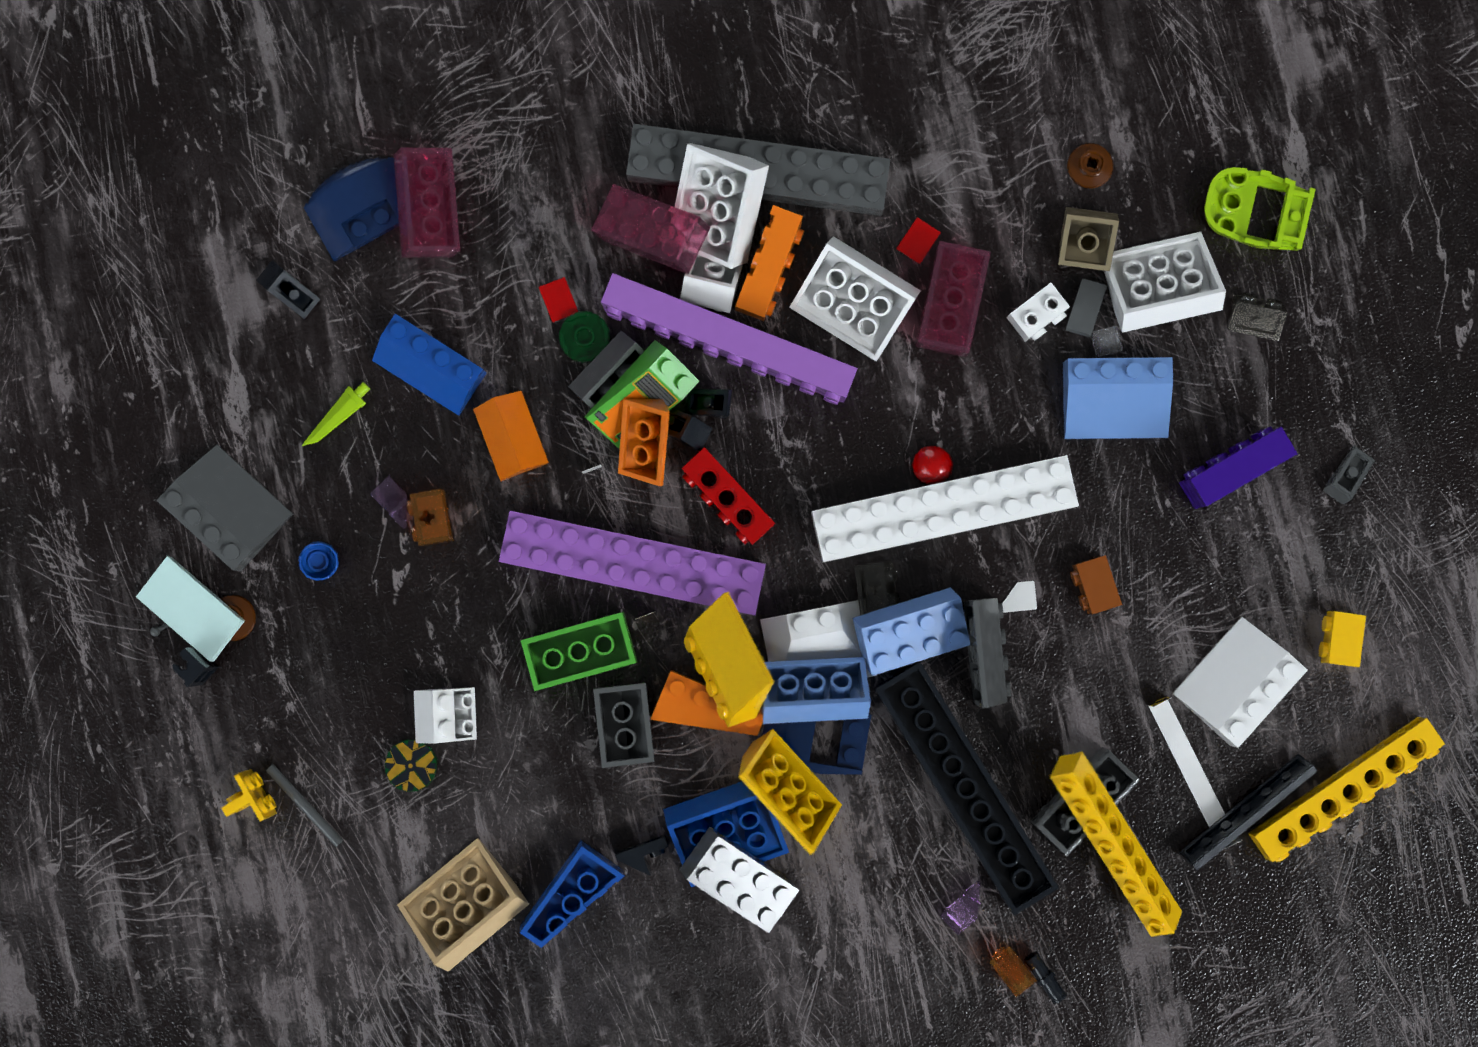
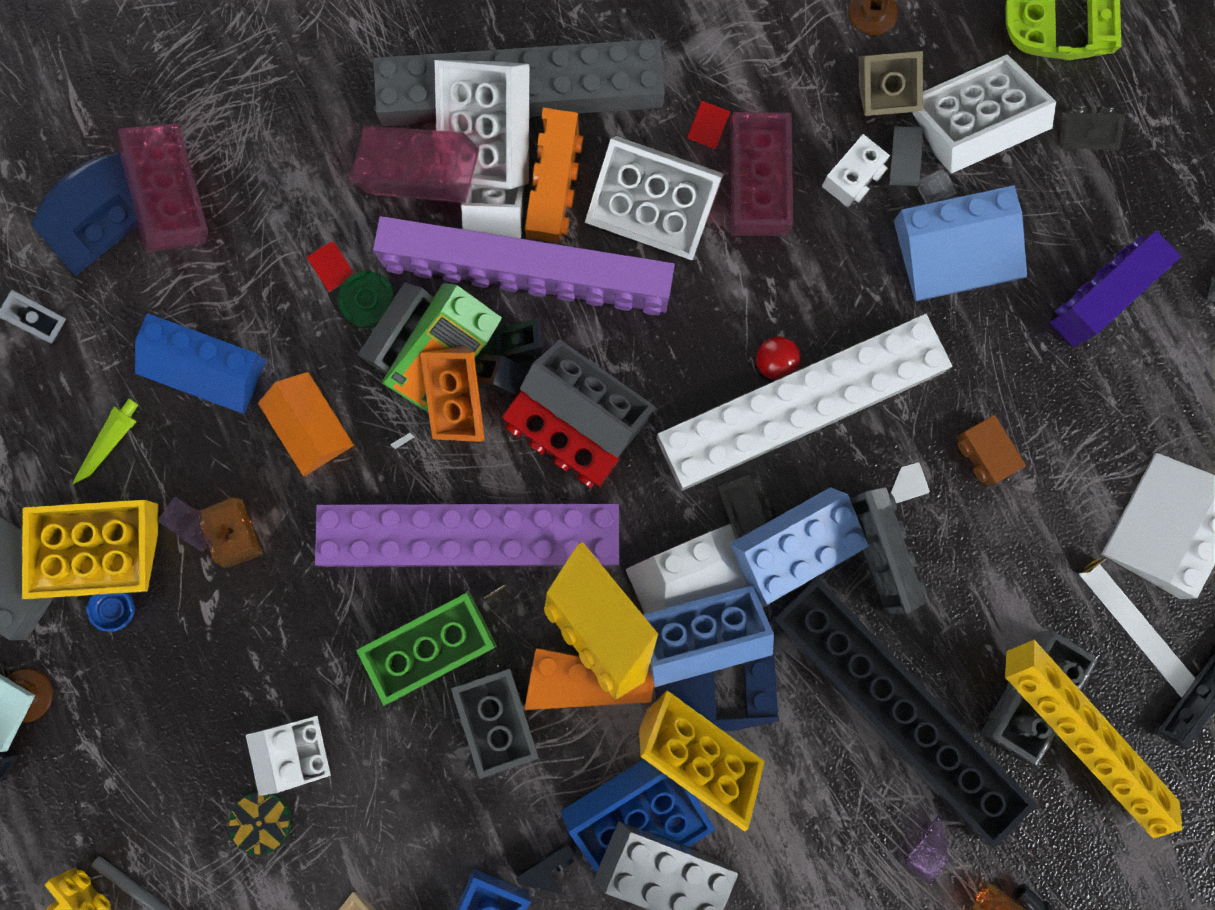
camera: 15 degrees left, 5 degrees down
(310, 507) = (88, 548): none -> yellow slope
(758, 467) = (587, 398): none -> dark grey brick

